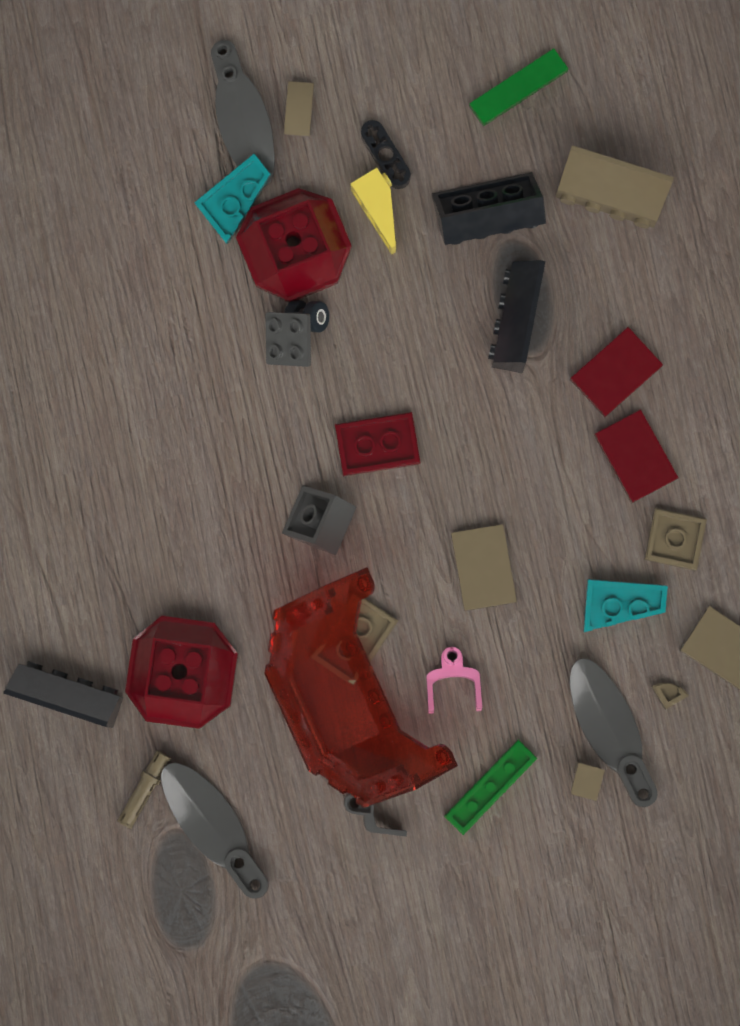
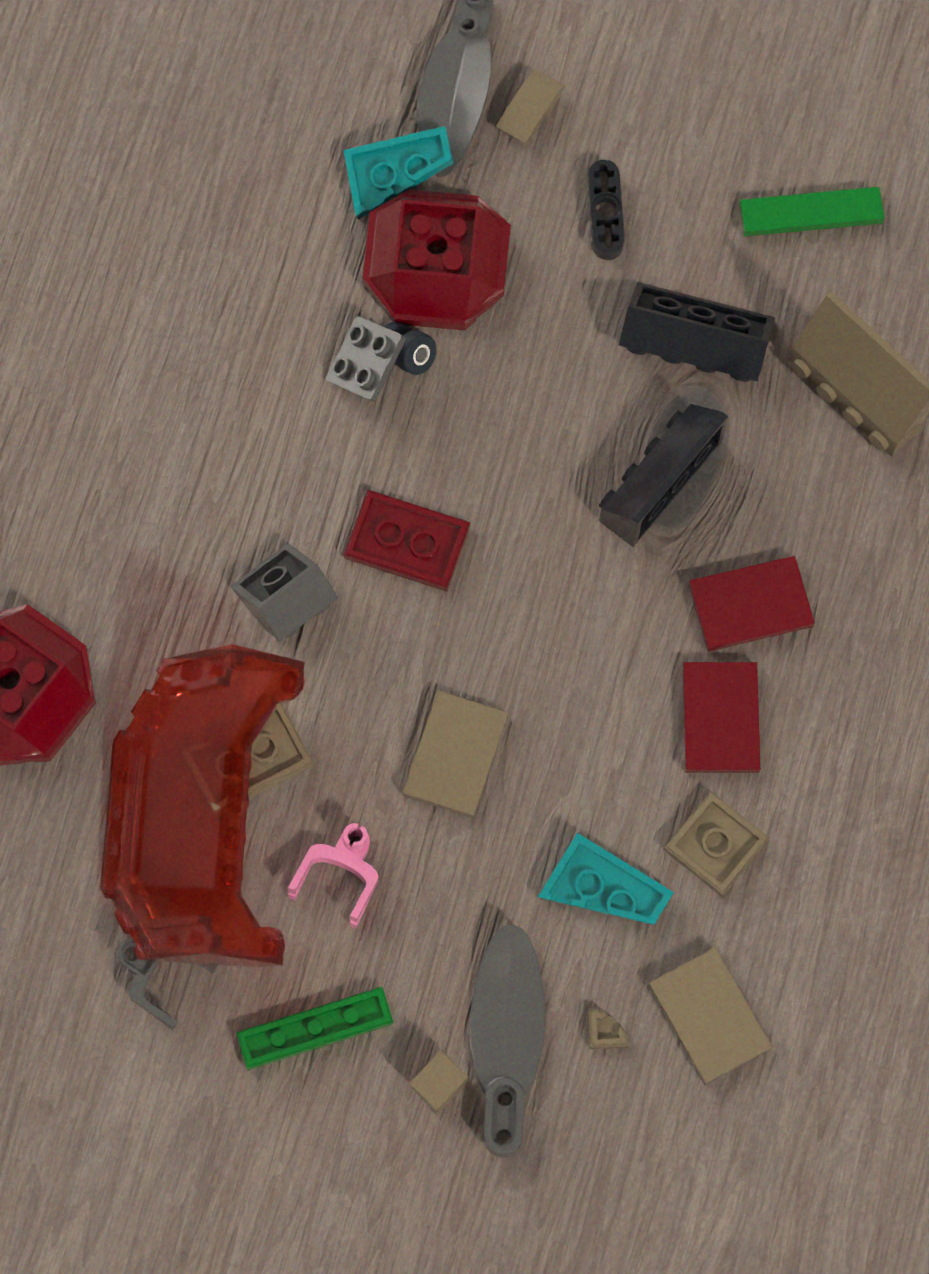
camera: 25 degrees right, 10 degrees down
(375, 199) = (564, 256): light yellow slope -> none

